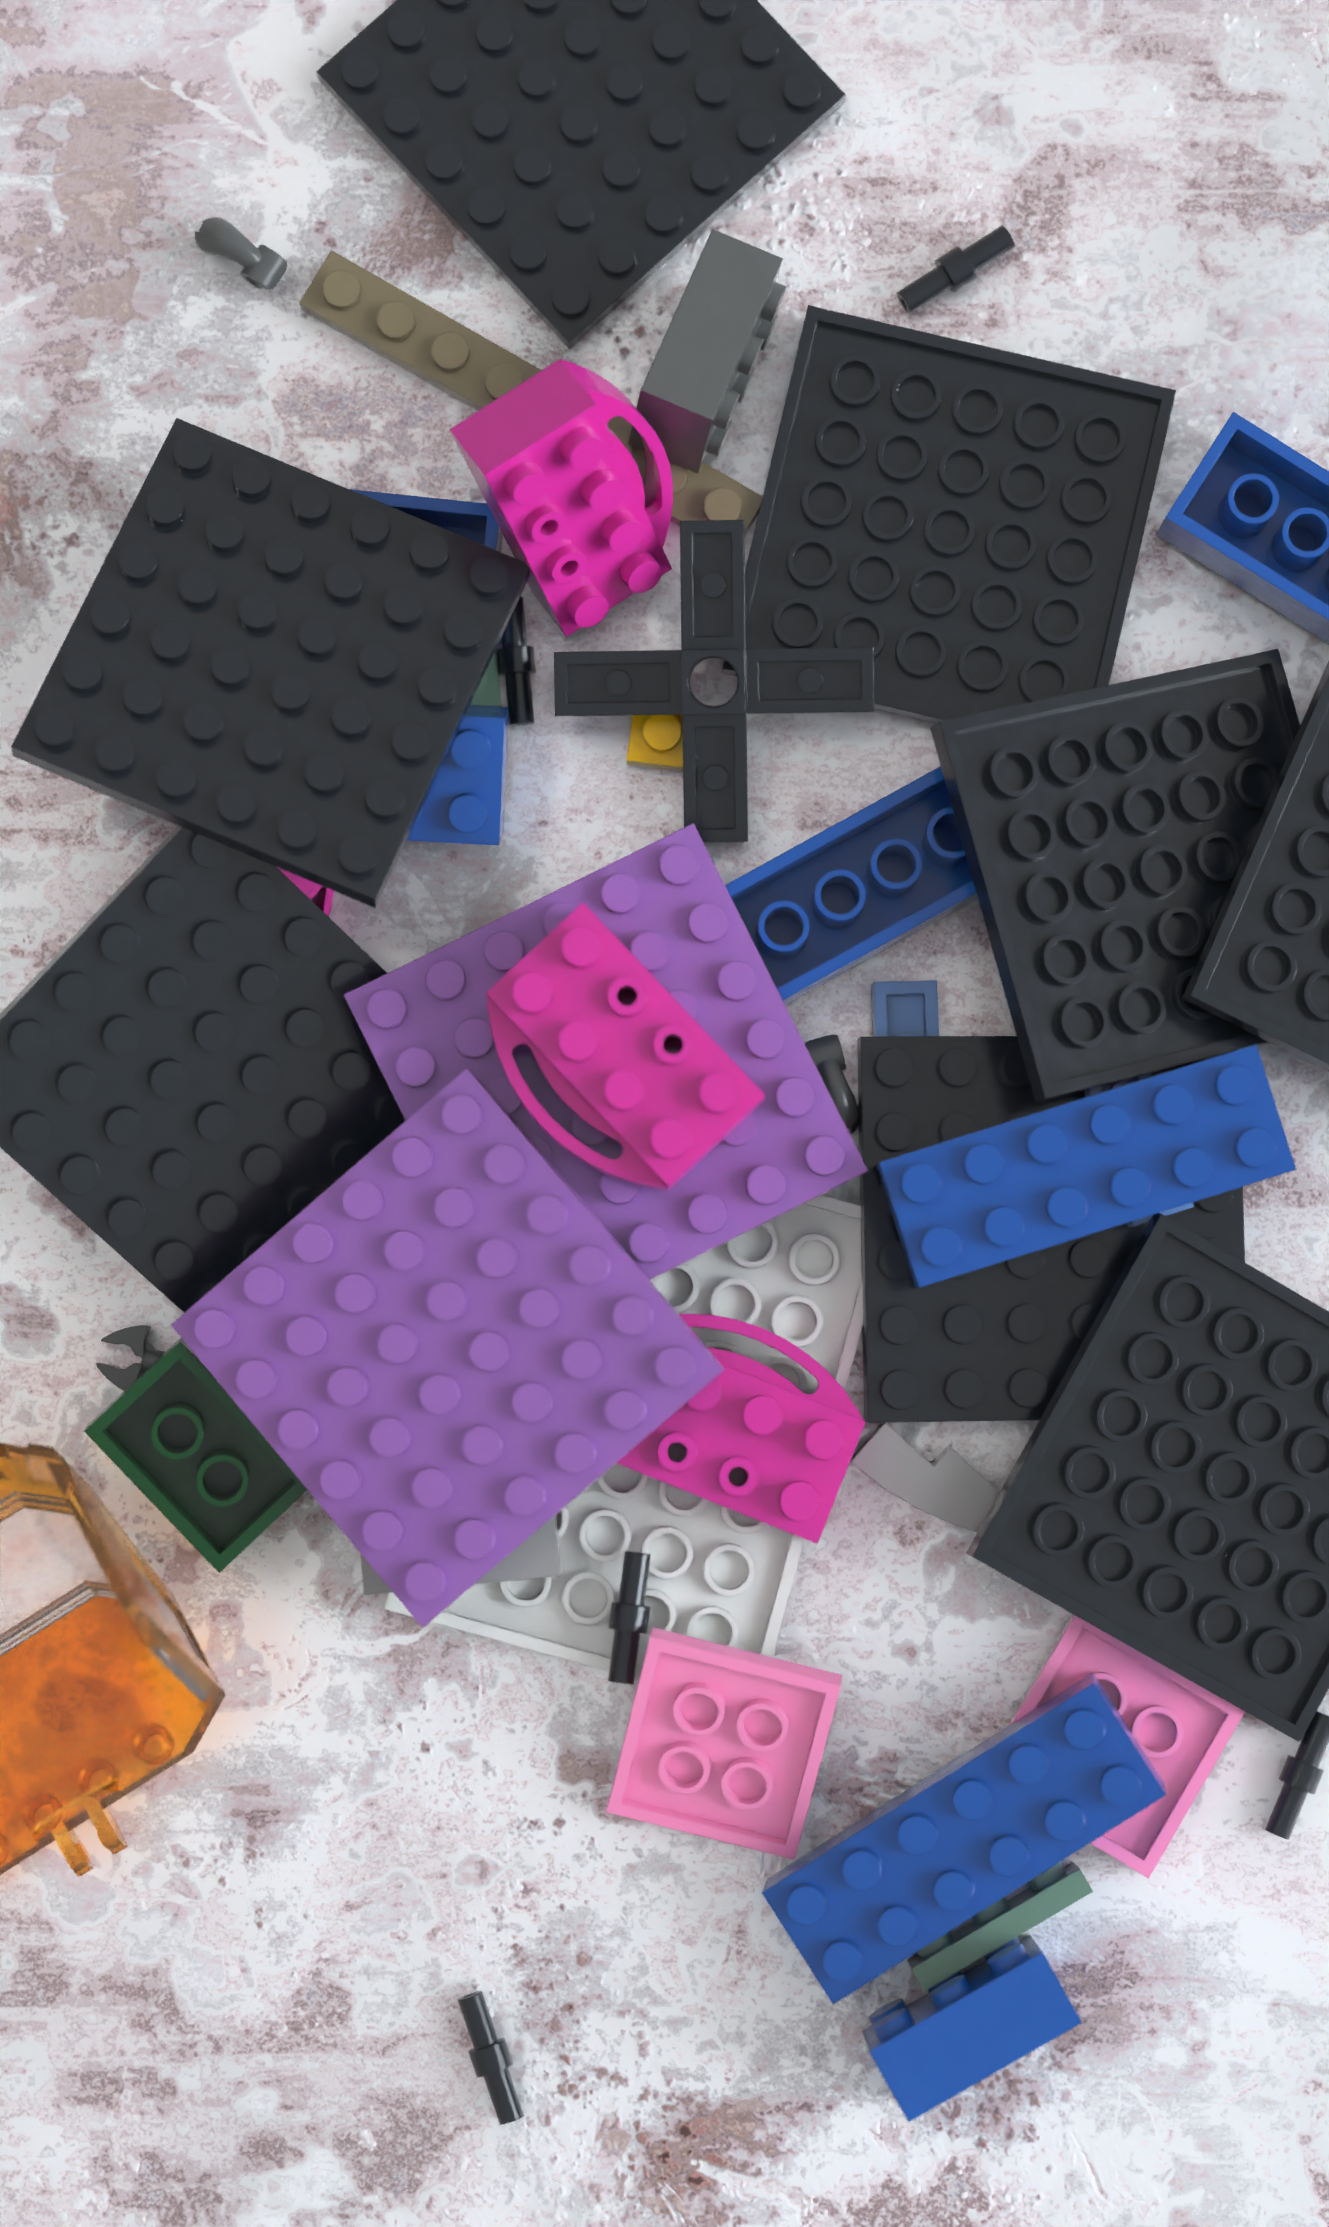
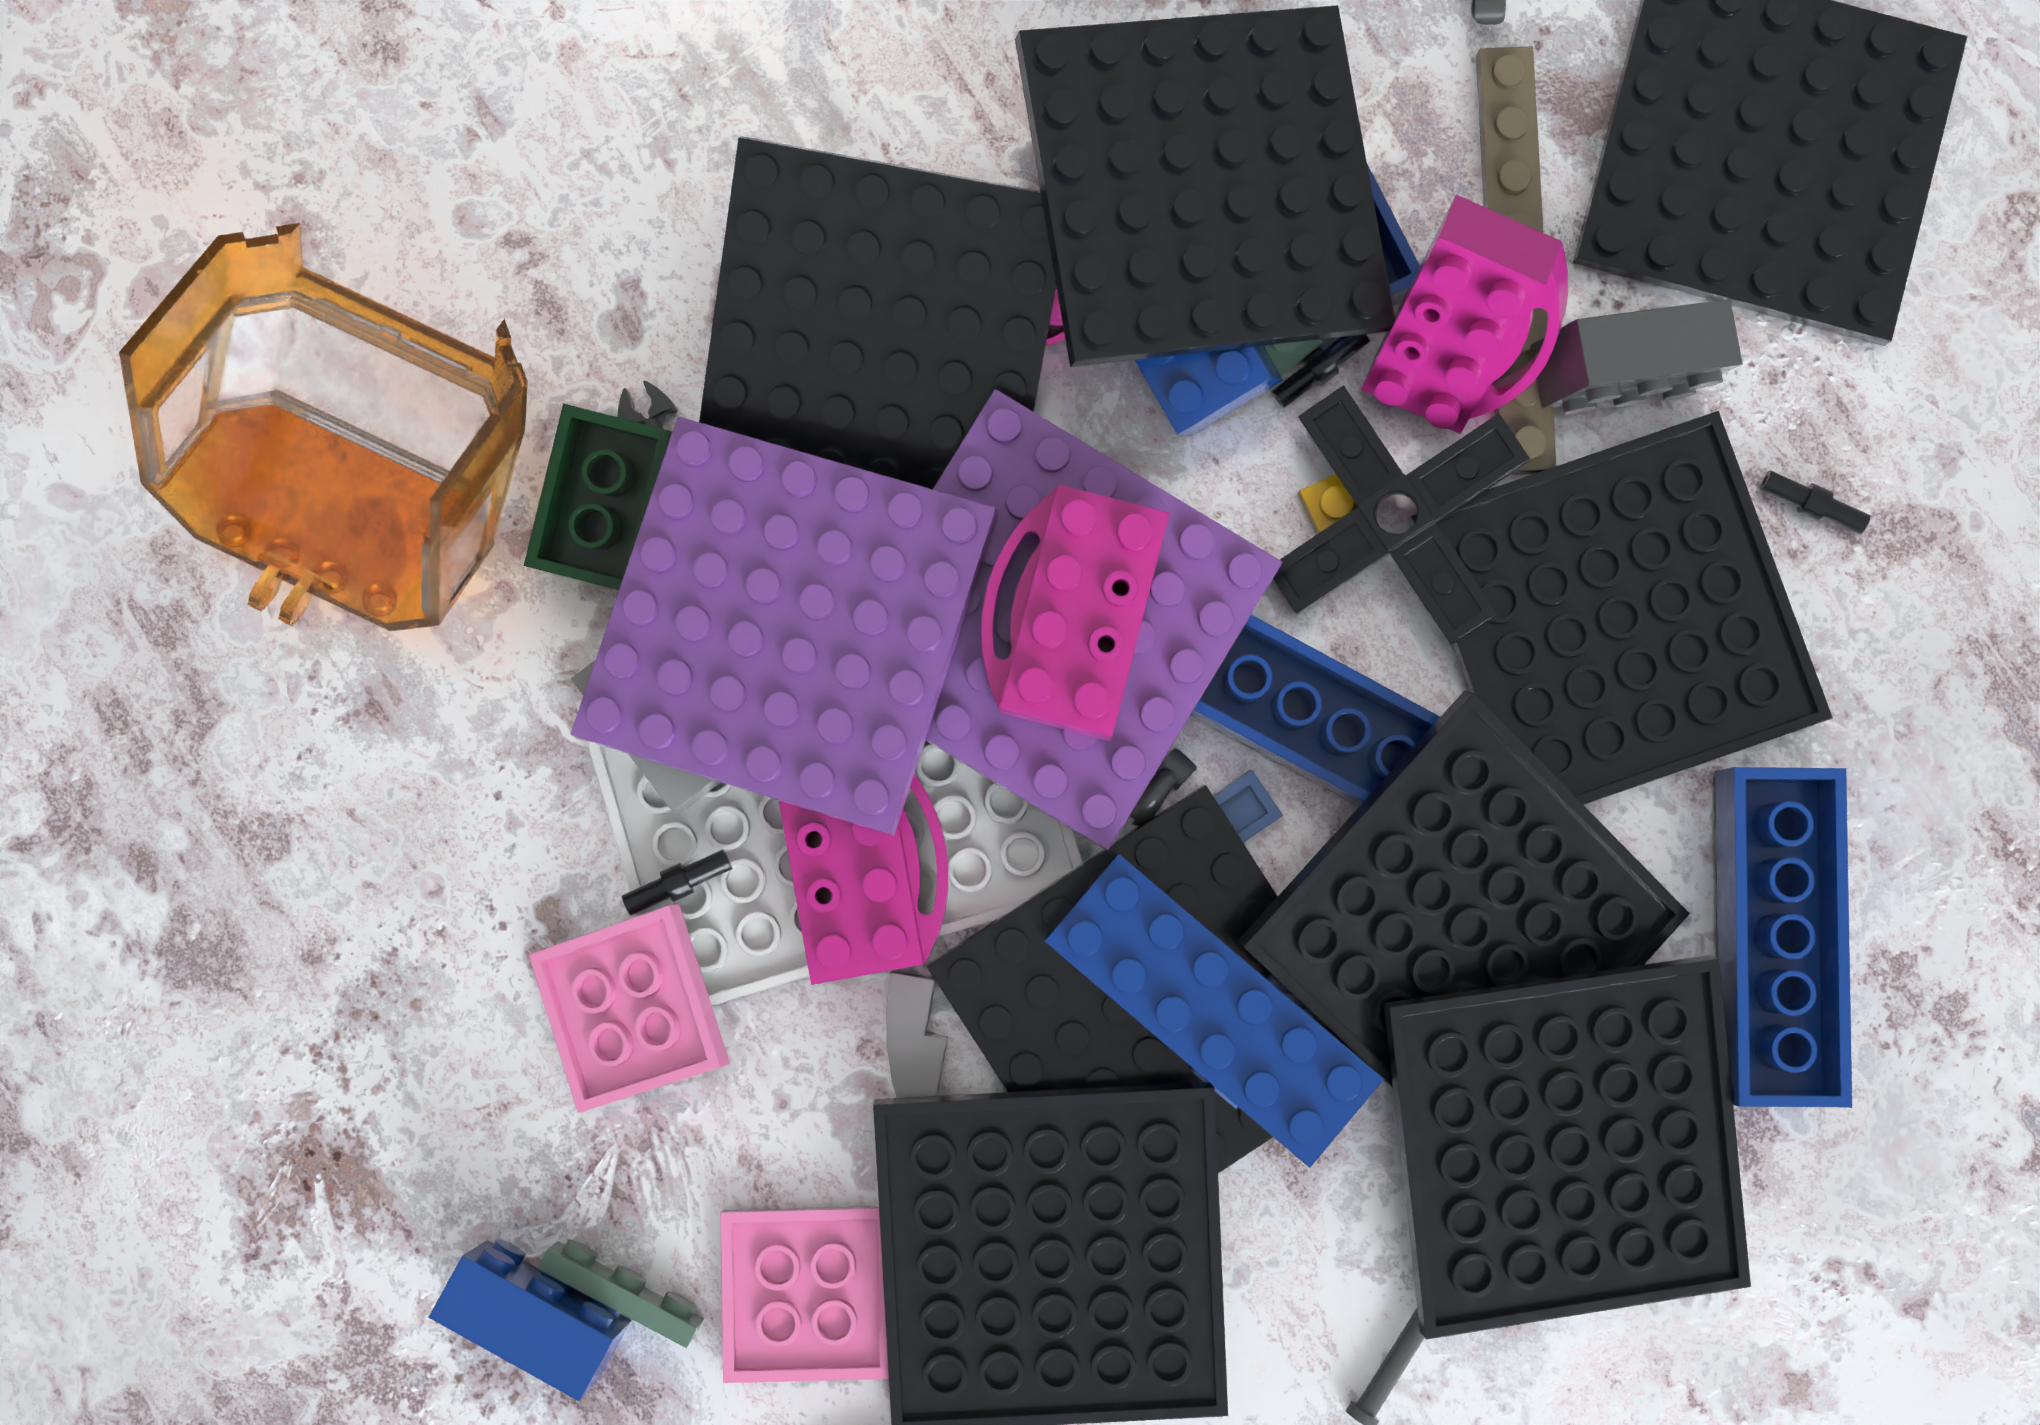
camera: 60 degrees right, 0 degrees up
(490, 2057) = (302, 982): black bar -> none
(963, 1838) = (667, 1228): blue brick -> none

